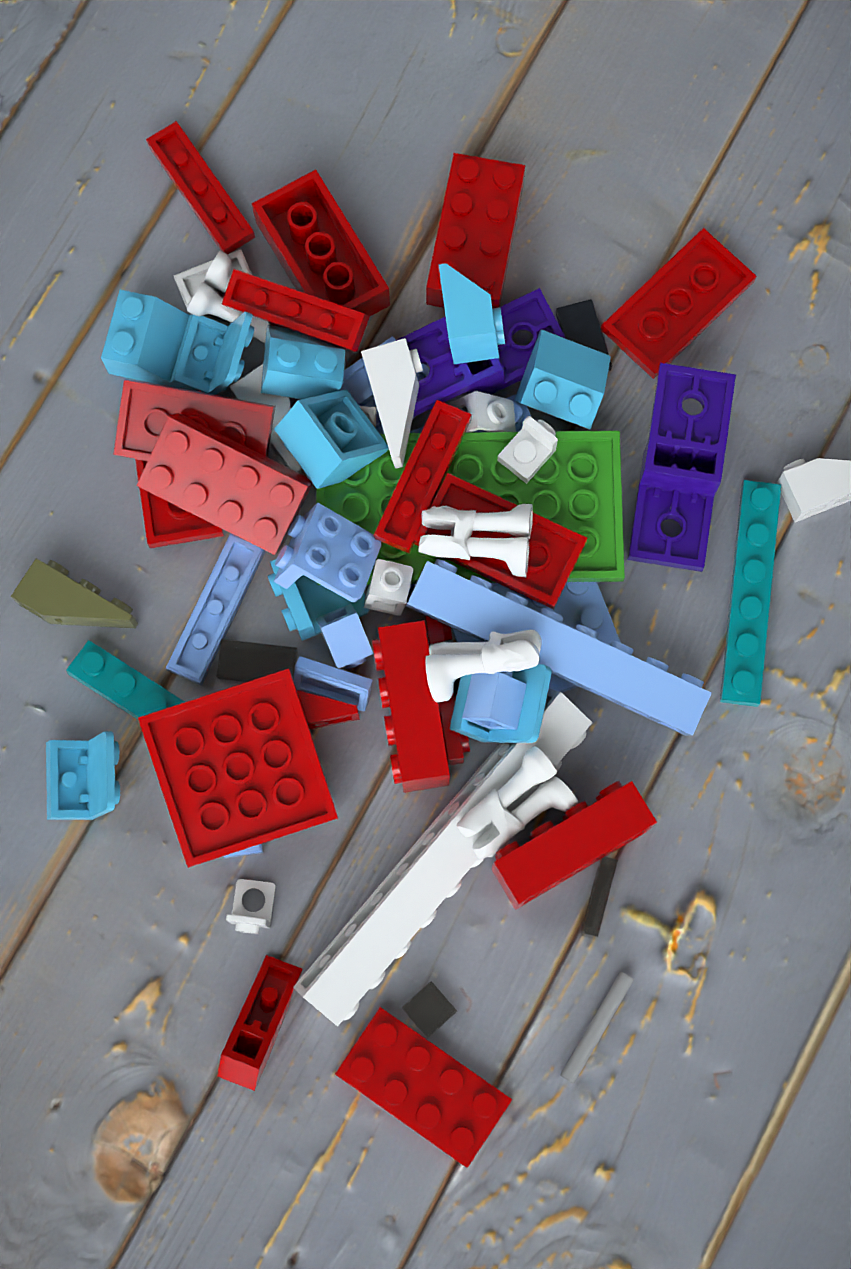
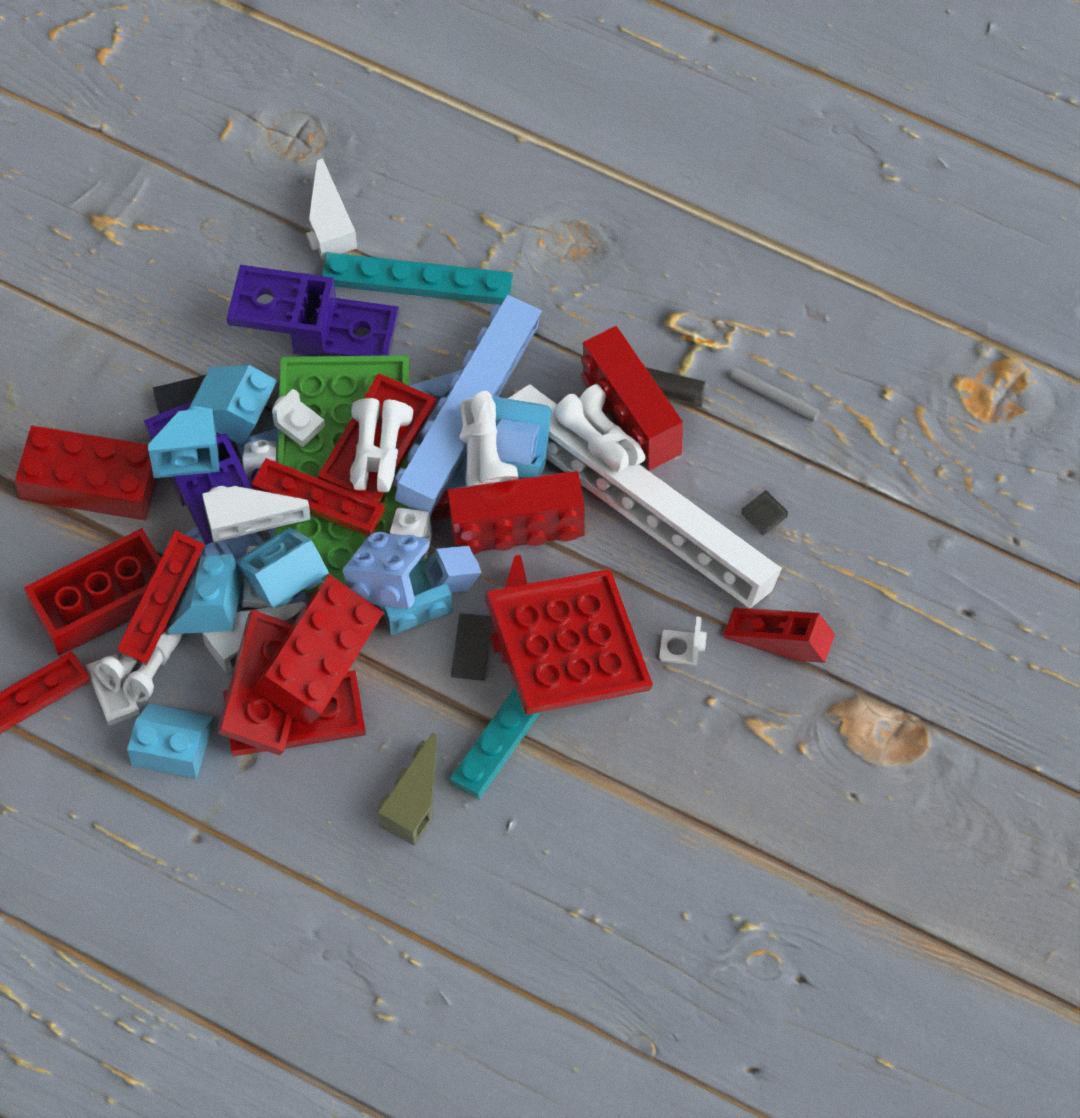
camera: 90 degrees left, 15 degrees down
(82, 777) = (574, 765): medium azure bracket -> none
(212, 353) = (190, 673): medium azure bracket -> none
(215, 609) = (422, 680): light blue tile -> none
(332, 683) = (492, 577): light blue tile -> none
(423, 1087) = (826, 517): red plate -> none
(678, 302) = (160, 322): red plate -> none

